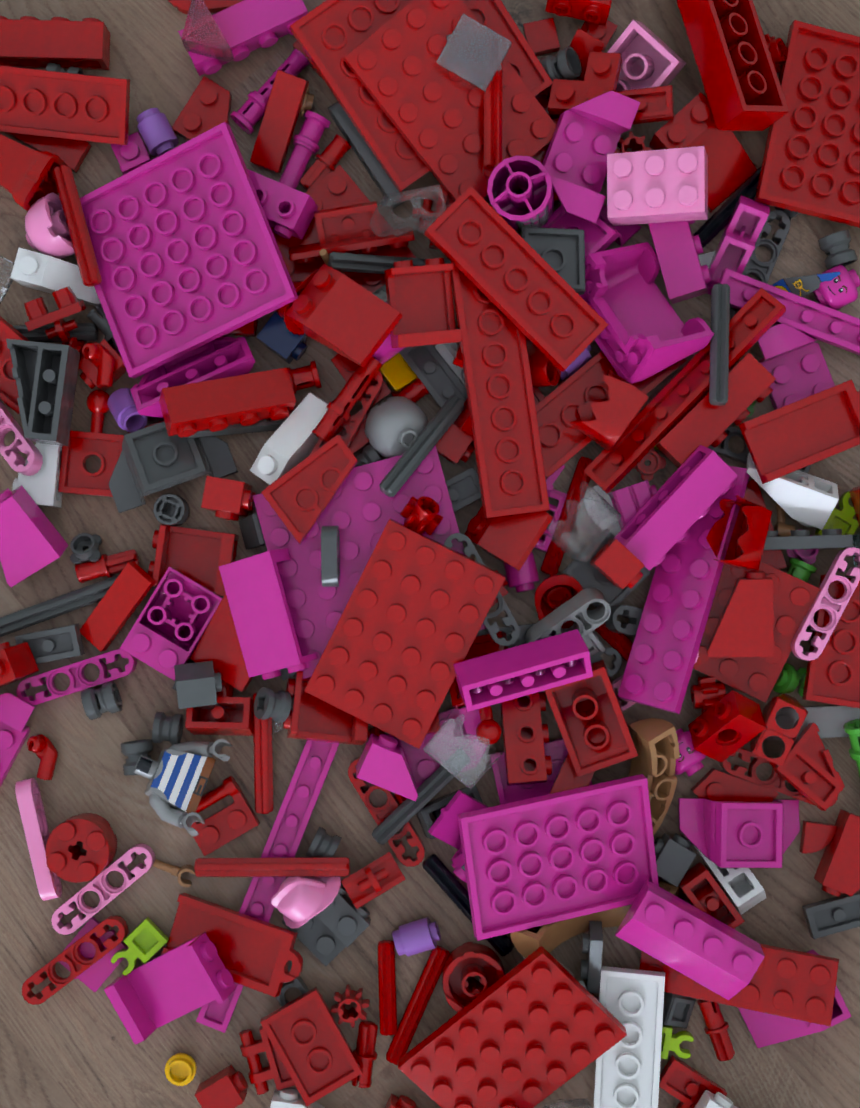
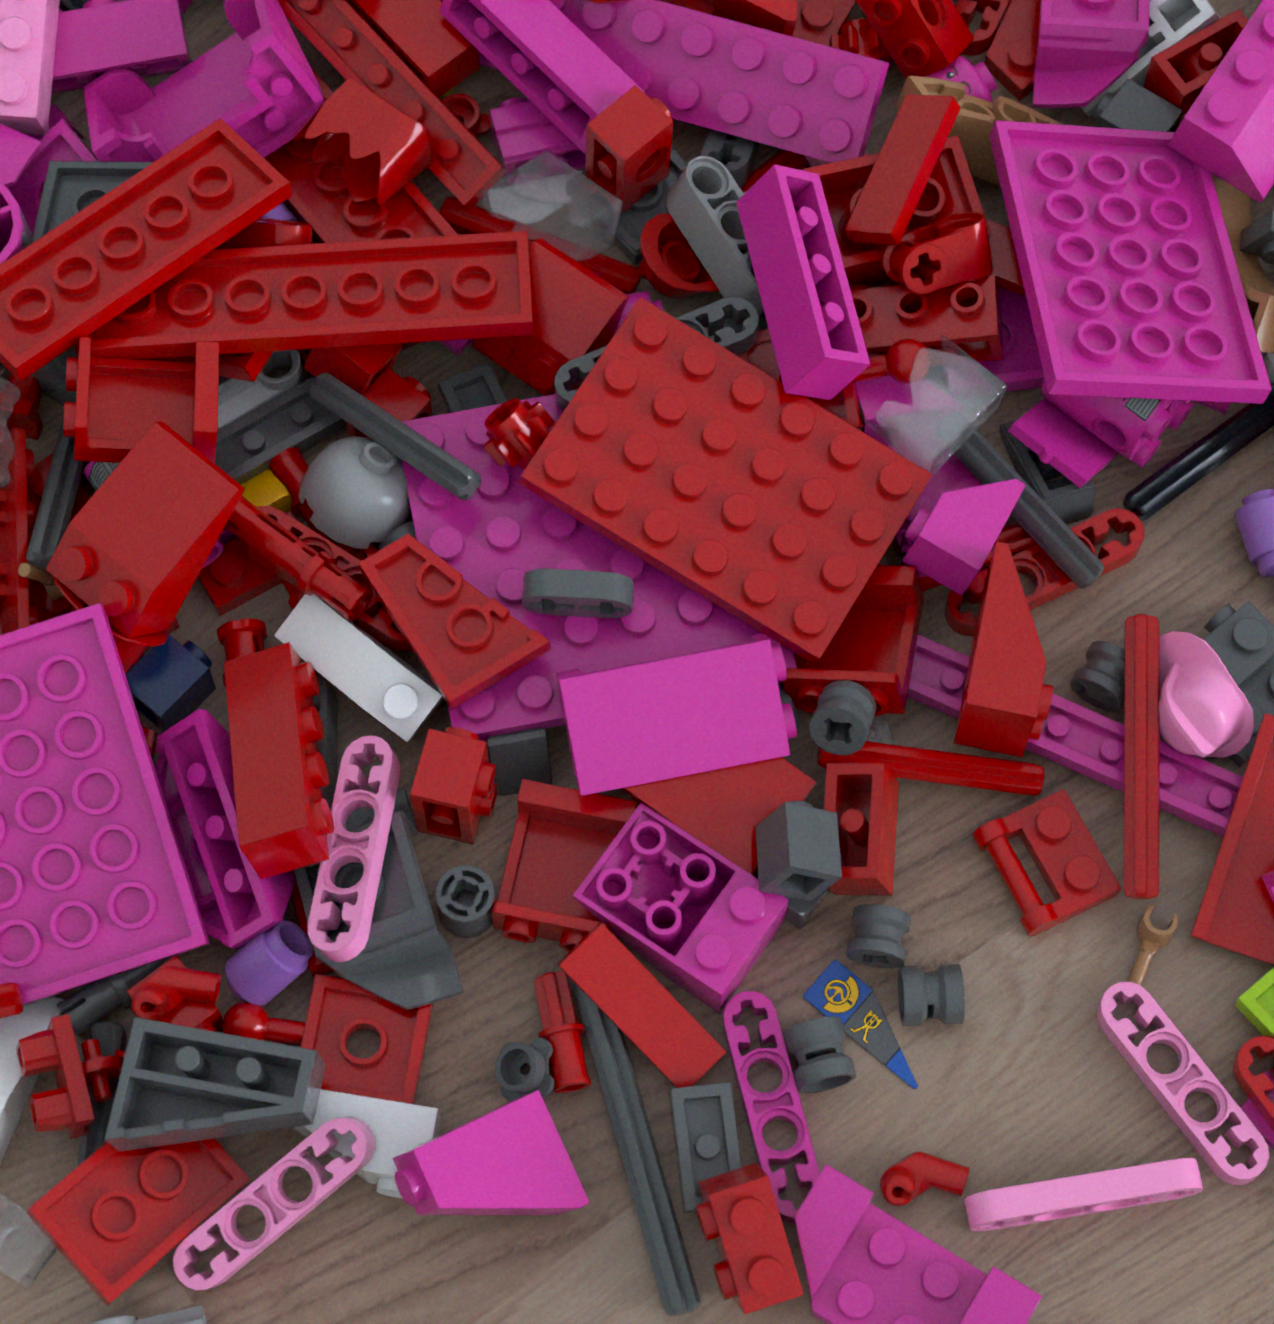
camera: 85 degrees left, 20 degrees down
(65, 856) = (1132, 1095): red brick -> none
(133, 718) = (846, 996): none -> sticker
(180, 455) = (360, 847): none -> bright pink beam
(180, 780) = (976, 905): torso -> none
(302, 790) = (1006, 667): none -> red slope
(373, 880) = (1168, 587): red hips -> none
(554, 749) = (940, 254): none -> red piece
(605, 725) = (902, 169): none -> red tile

